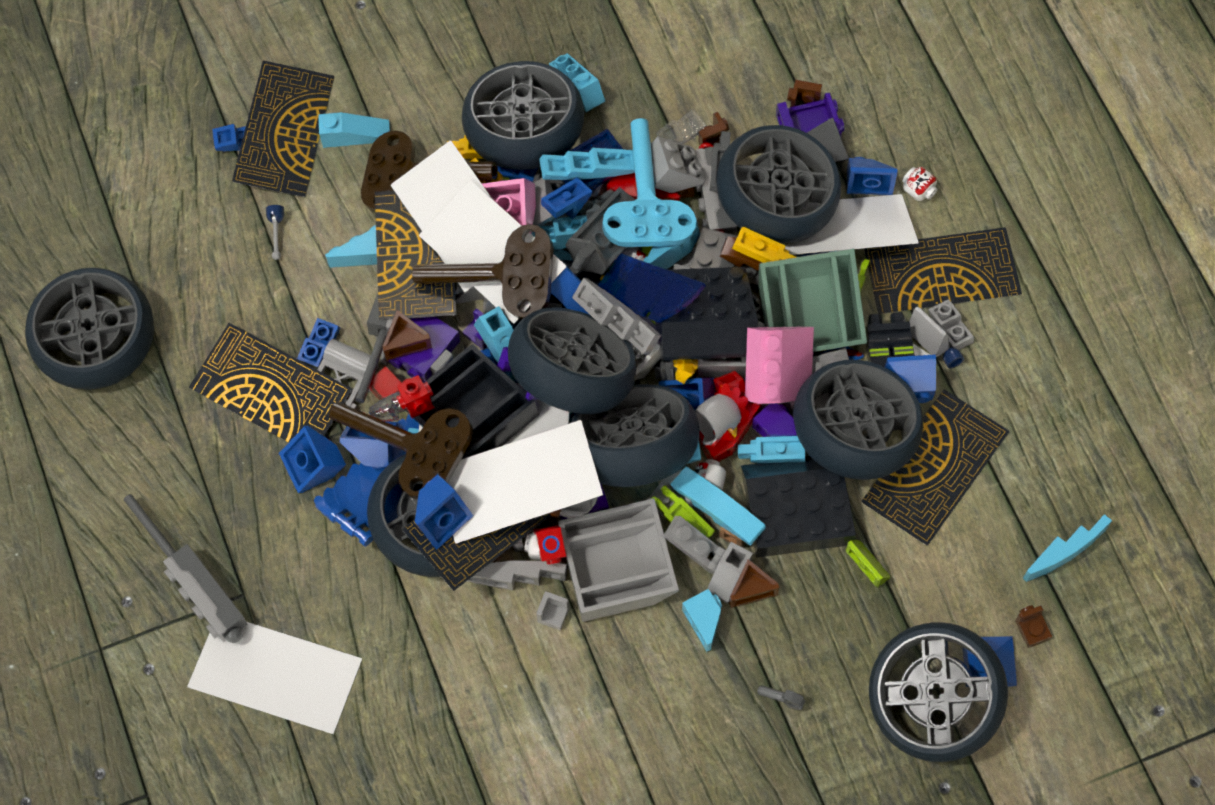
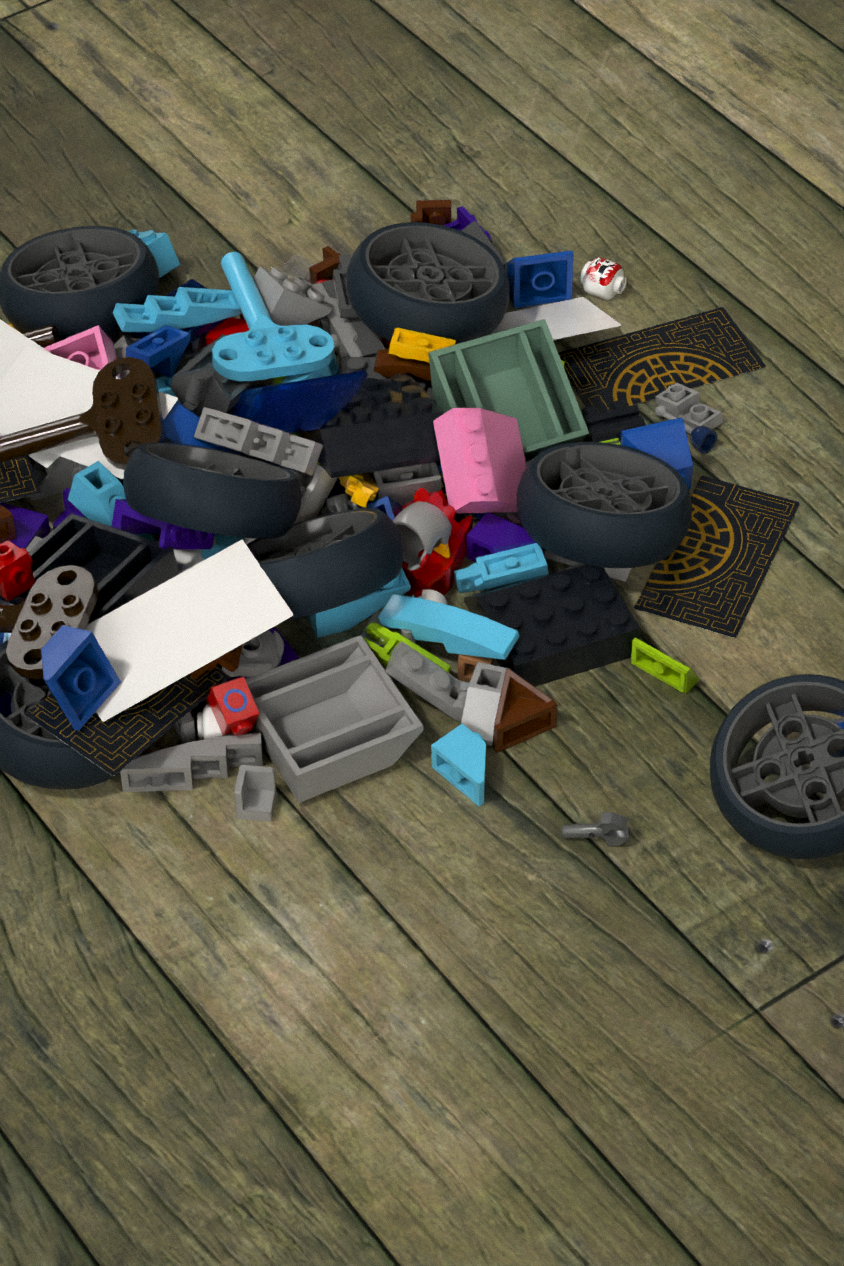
camera: 15 degrees left, 20 degrees down
(928, 332) = (660, 408): light grey slope -> none

